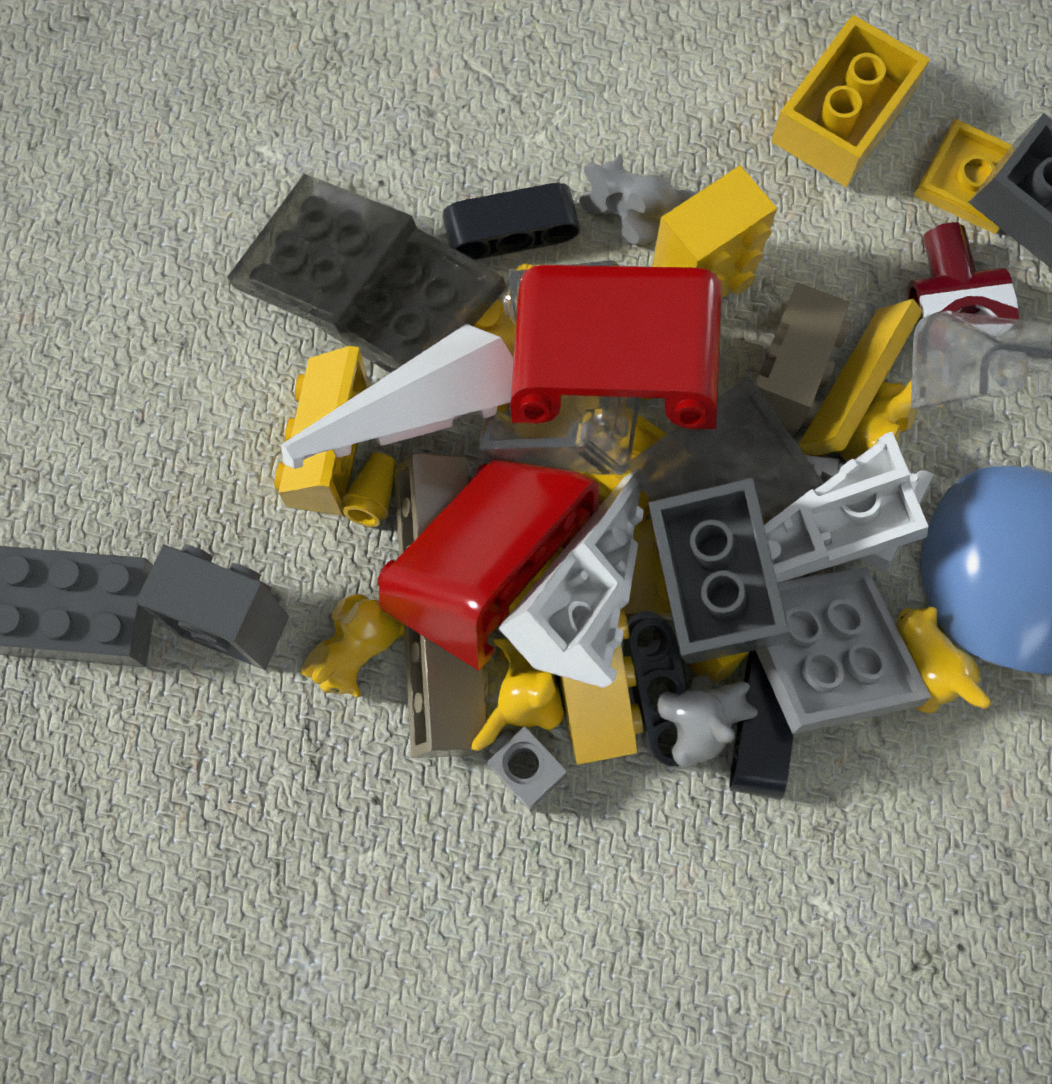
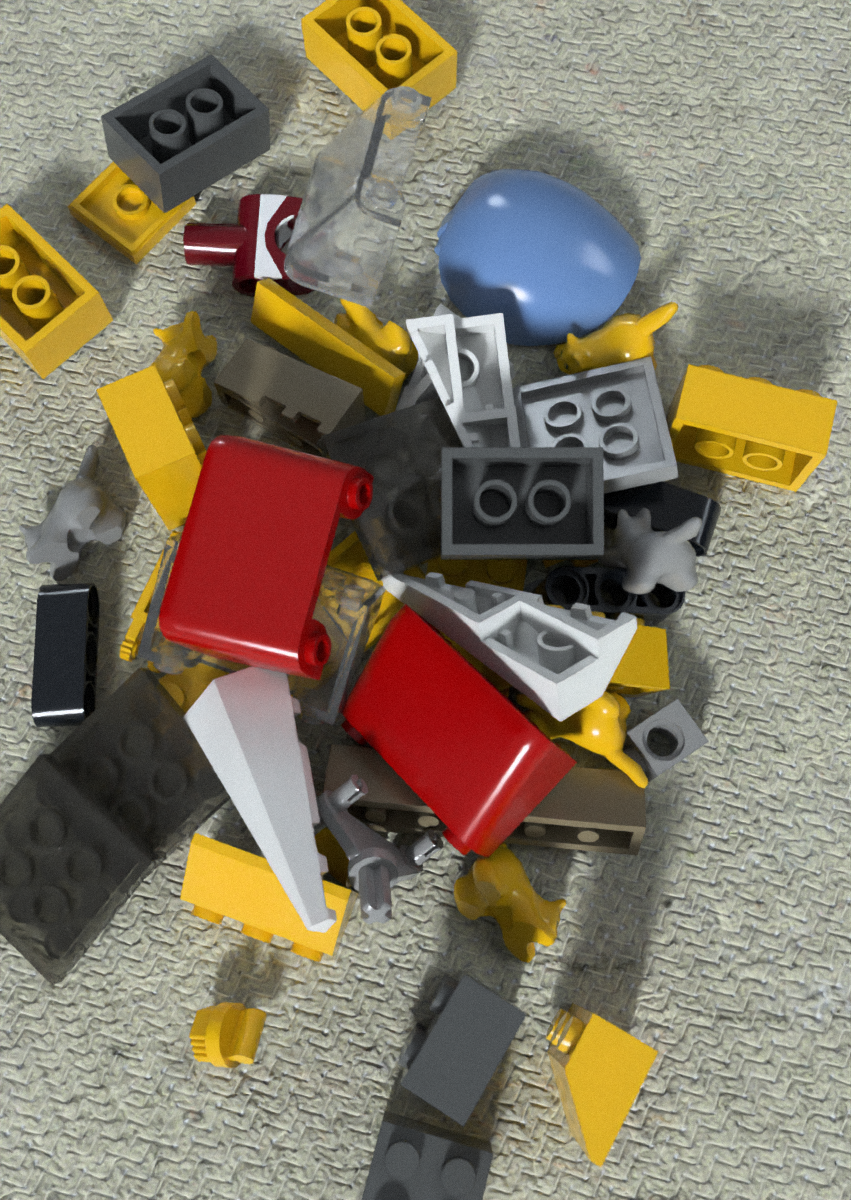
camera: 80 degrees left, 0 degrees up
(205, 424) = (227, 1034): none -> yellow piece
(205, 724) = (596, 1076): none -> yellow slope
(365, 504) = (373, 861): none -> light grey axle
(803, 251) = (183, 359): none -> yellow animal
(875, 805) = (749, 427): none -> yellow brick

